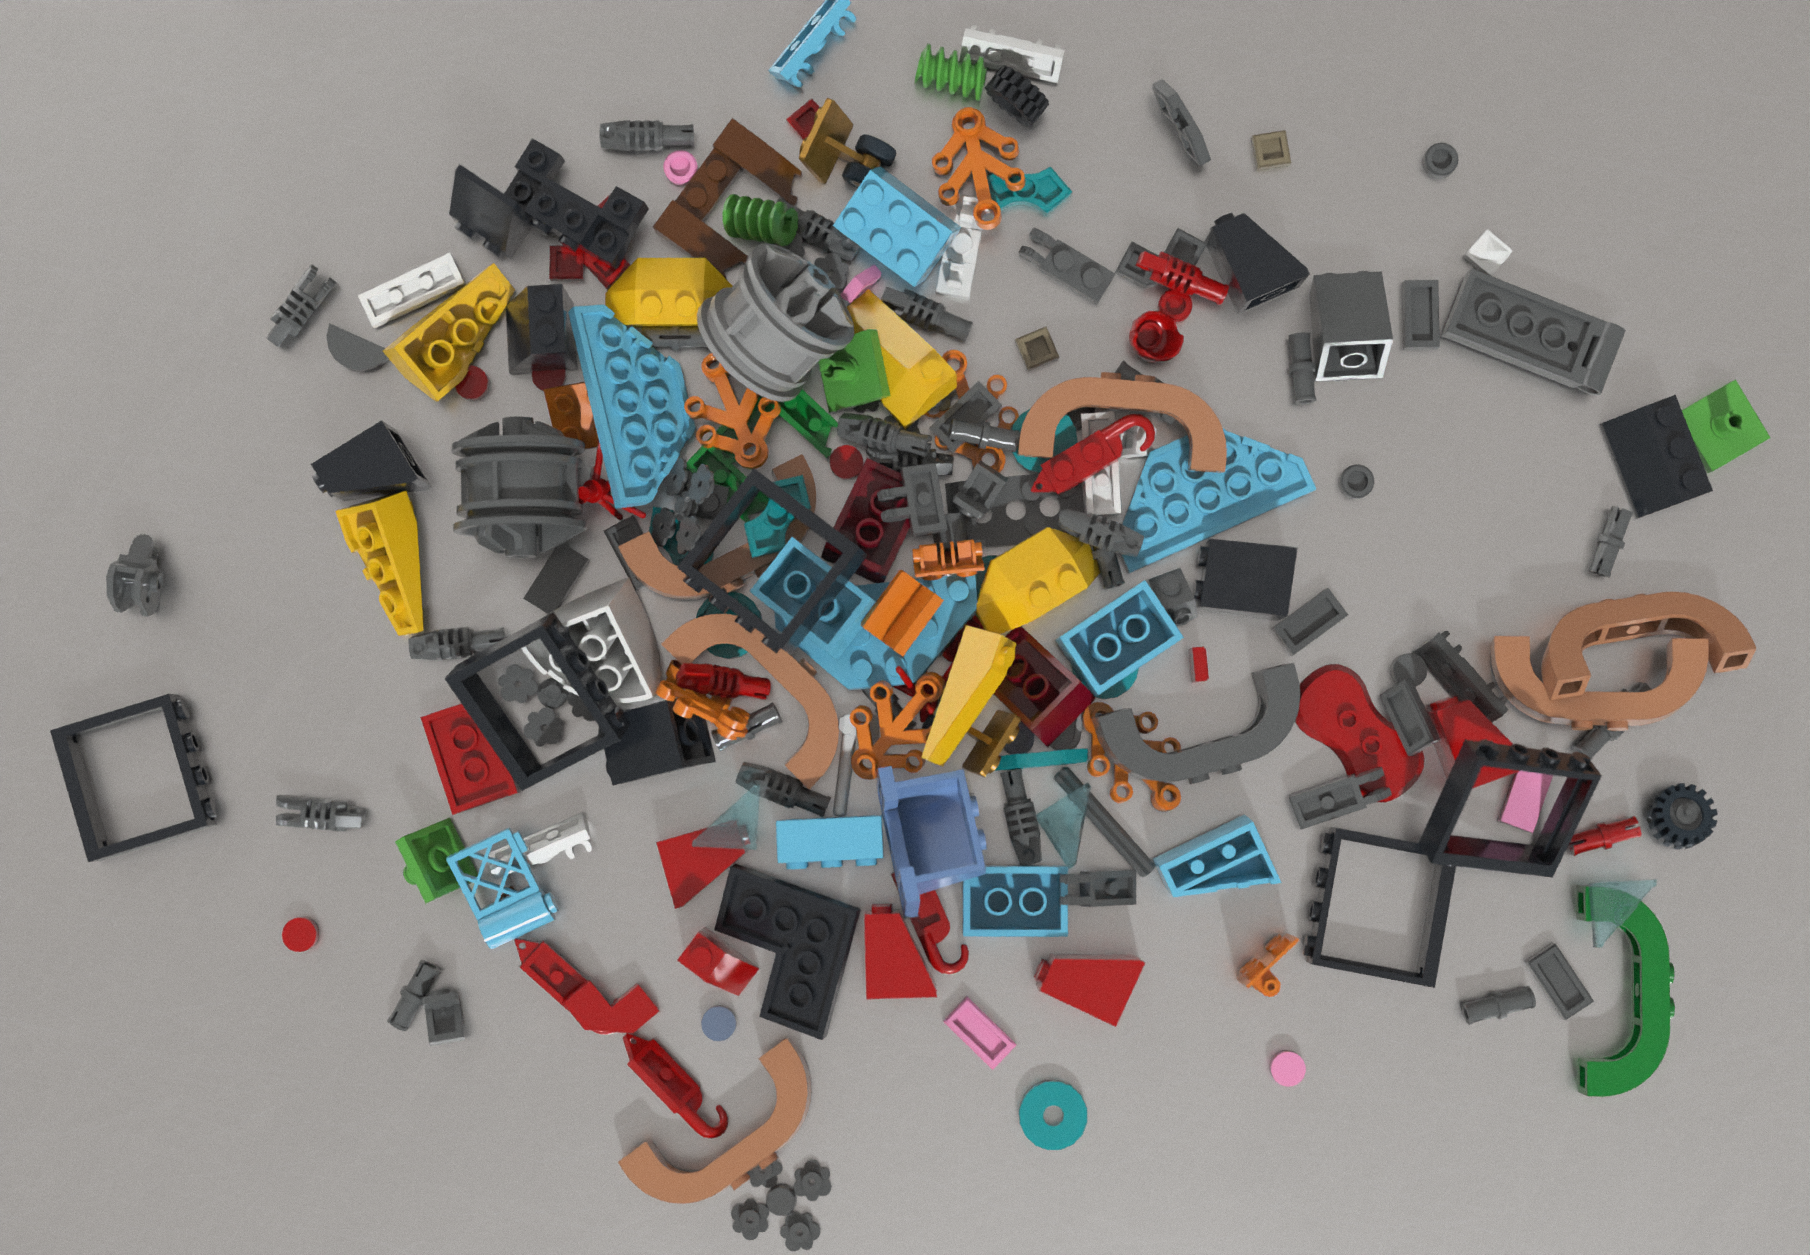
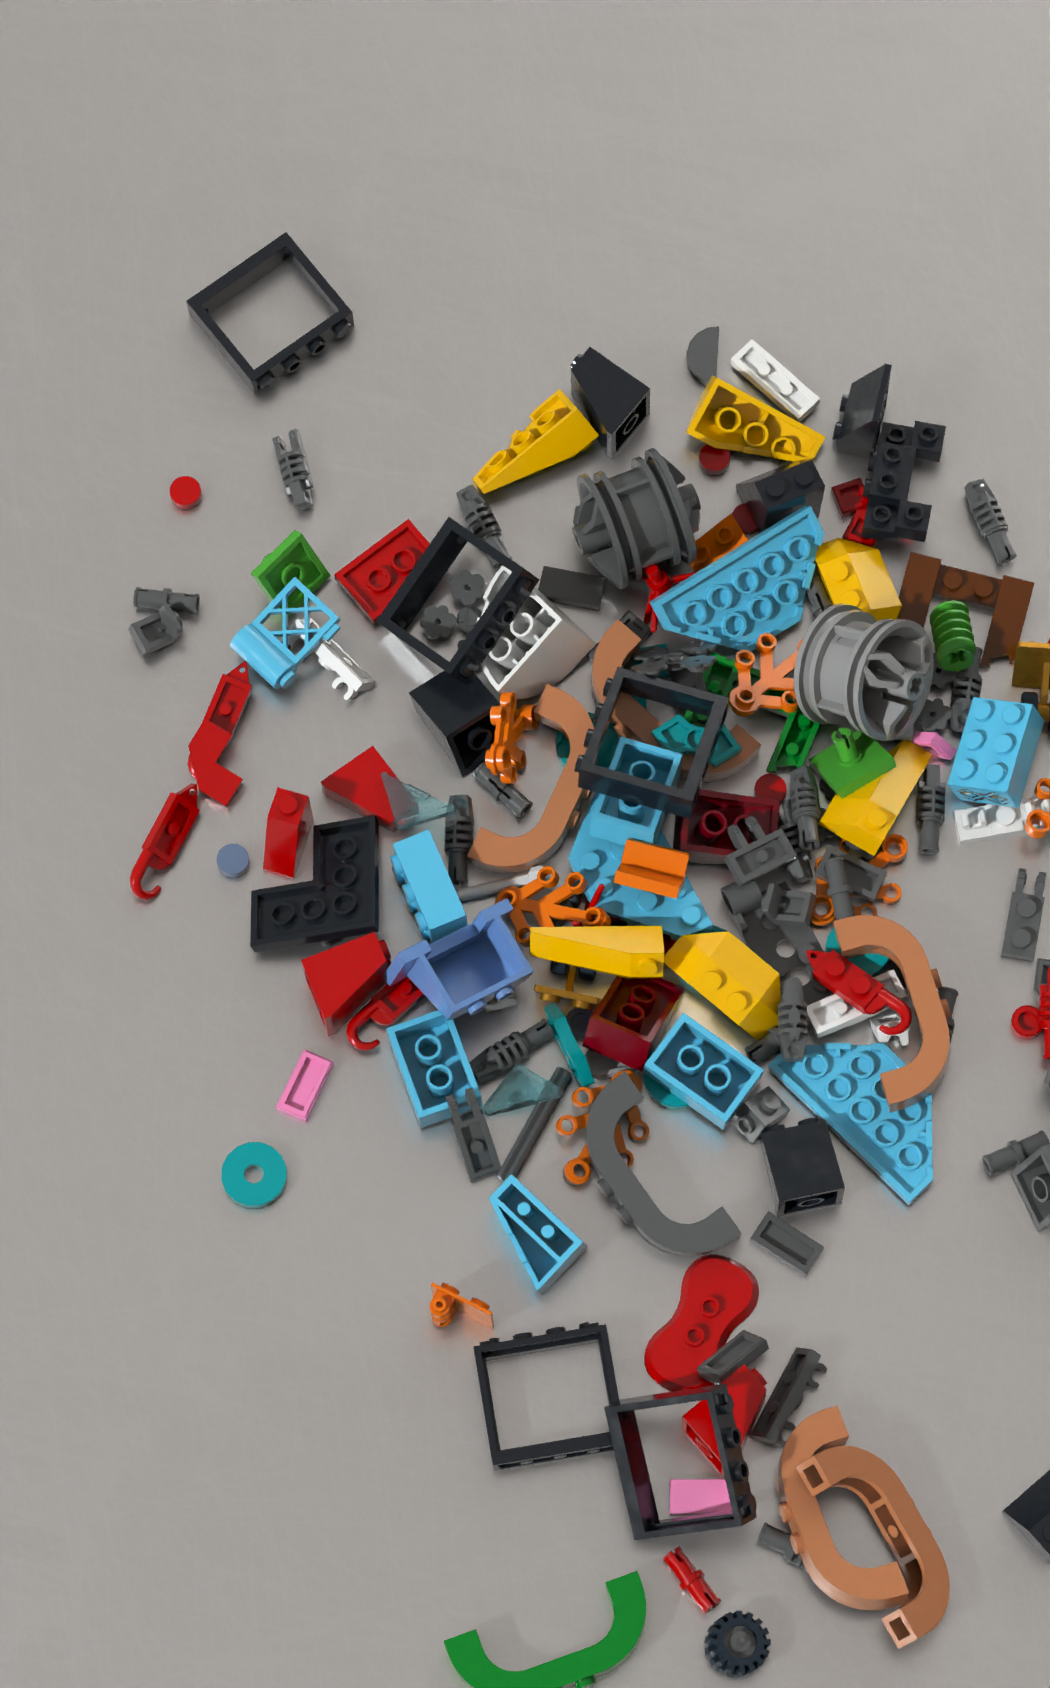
camera: 70 degrees right, 15 degrees down
(136, 578) = (439, 252): dark grey hinge -> none
(298, 307) = (722, 296): dark grey hinge -> none
(666, 1183) = (133, 925): nougat arch -> none
(680, 167) = (974, 559): bright pink tile -> none
(721, 681) = (531, 732): red hinge -> none
(781, 1202) = (96, 969): dark grey plant -> none
(933, 564) = (721, 908): orange hinge -> none
(1037, 348) = (938, 916): dark tan tile -> none
(1090, 982) = (384, 1157): red slope -> none
(1155, 337) = (990, 1010): red hair -> none
(1198, 664) = (708, 1155): red tile -> none
(1287, 1068) = (370, 1368): bright pink tile -> none
(1336, 798) = (632, 1319): dark grey hinge -> none
(1356, 481) = (932, 1240): dark grey tile -> none
(1409, 667) = (780, 1349): dark grey tile -> none
(1498, 1005) = (498, 1537): dark grey pin -> none
(1559, 981) = (541, 1589): dark grey tile -> none
(1611, 541) = (969, 1490): dark grey pin -> none
(1613, 903) = (631, 1600): clear light blue tile -> none

